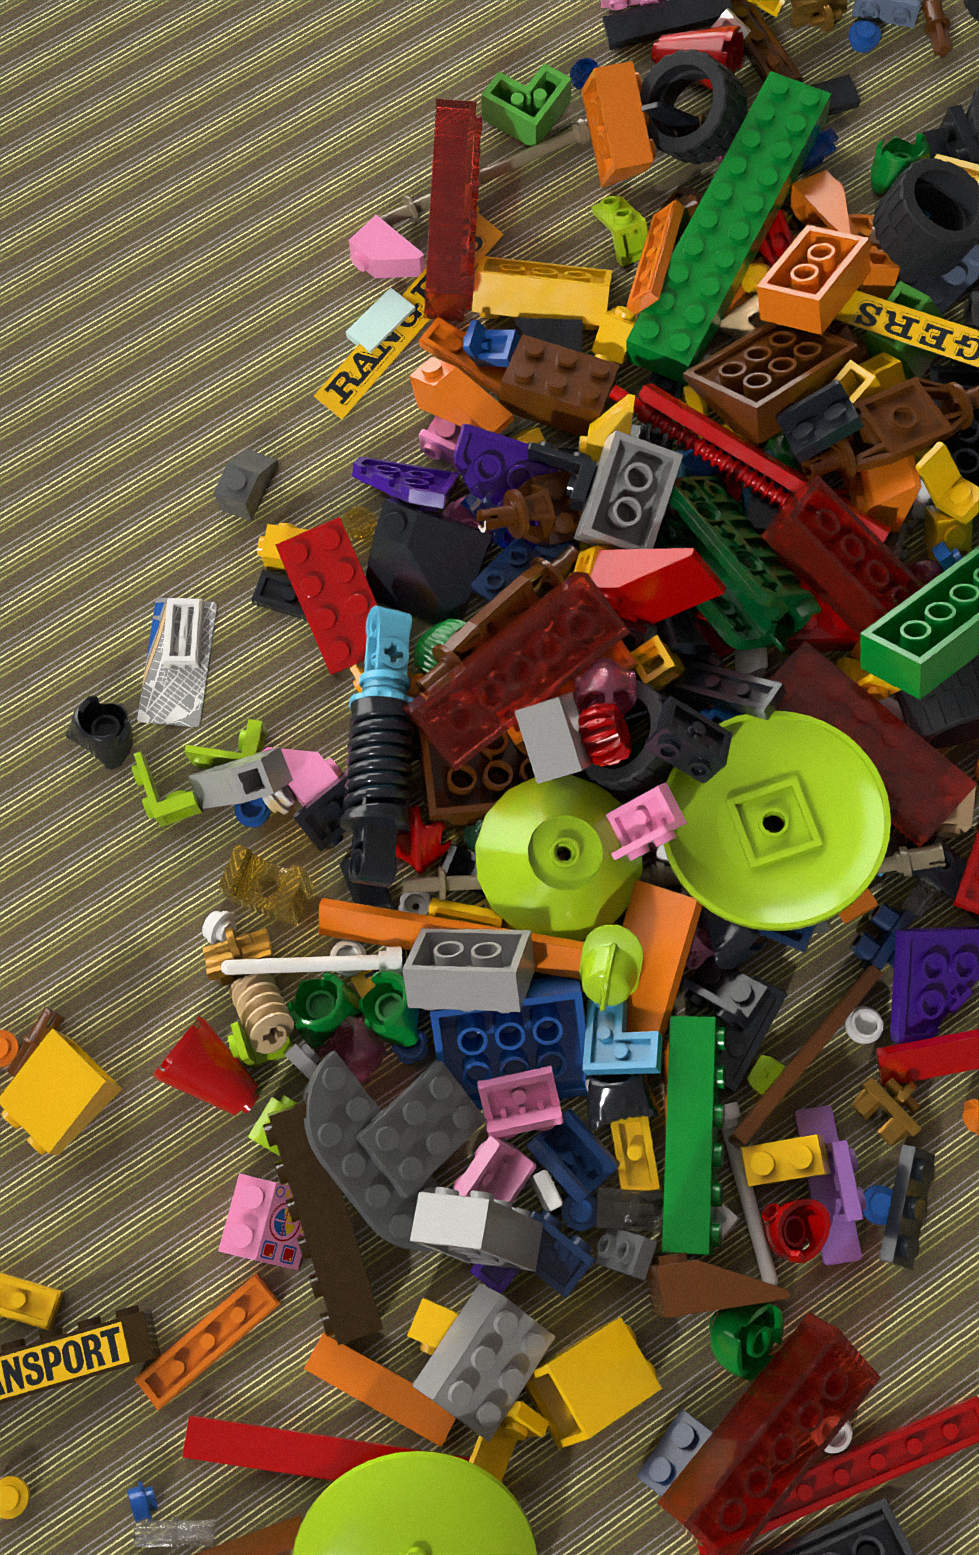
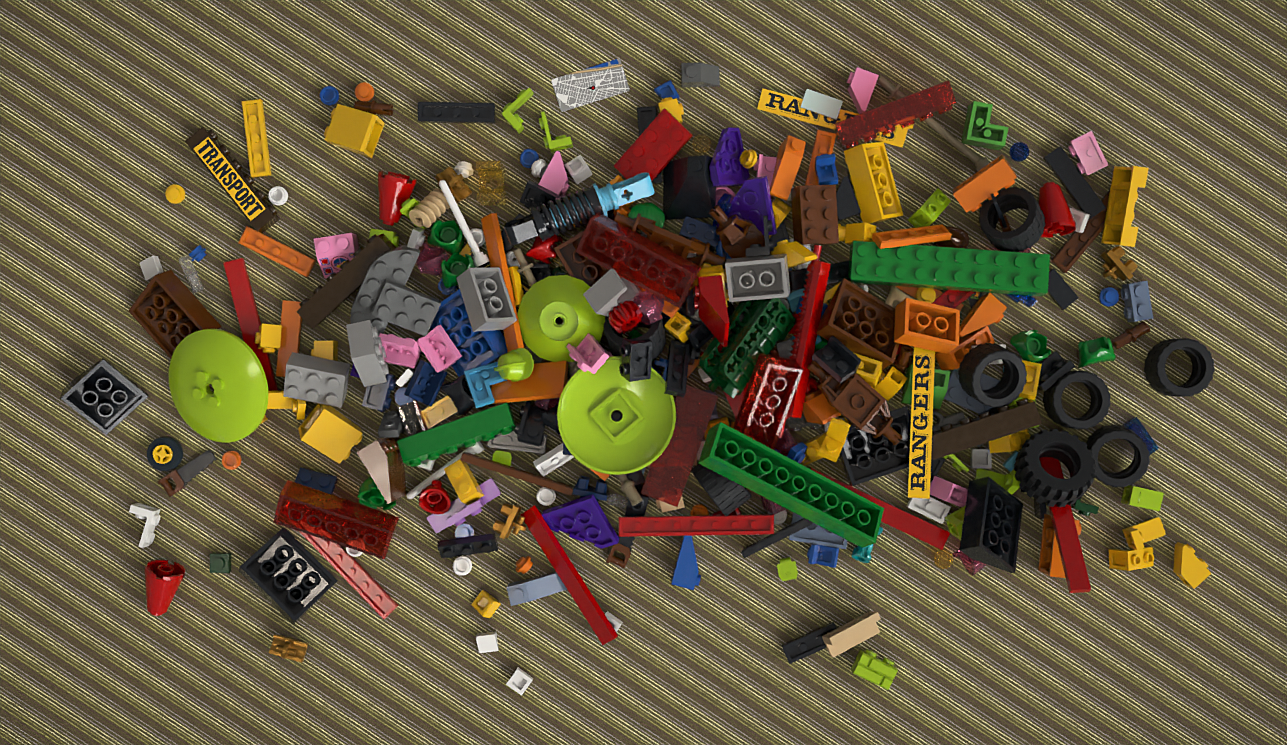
camera: 65 degrees right, 15 degrees up
(102, 731) = (537, 65): black hair -> none
(107, 1292) = (278, 195): none -> white plate
(115, 900) = (456, 112): none -> black plate
(183, 660) = (607, 88): white tile -> none
(241, 779) = (536, 148): light grey slope -> none
(245, 543) = (666, 90): none -> blue tile
(310, 734) = (578, 169): none -> white slope
(364, 1425) = (268, 337): none -> yellow brick
(412, 456) = (748, 158): none -> yellow plate
(802, 983) = (551, 460): none -> white plate
(940, 1235) = (462, 565): none -> white plate
(945, 77) = (1095, 351): none -> green hair

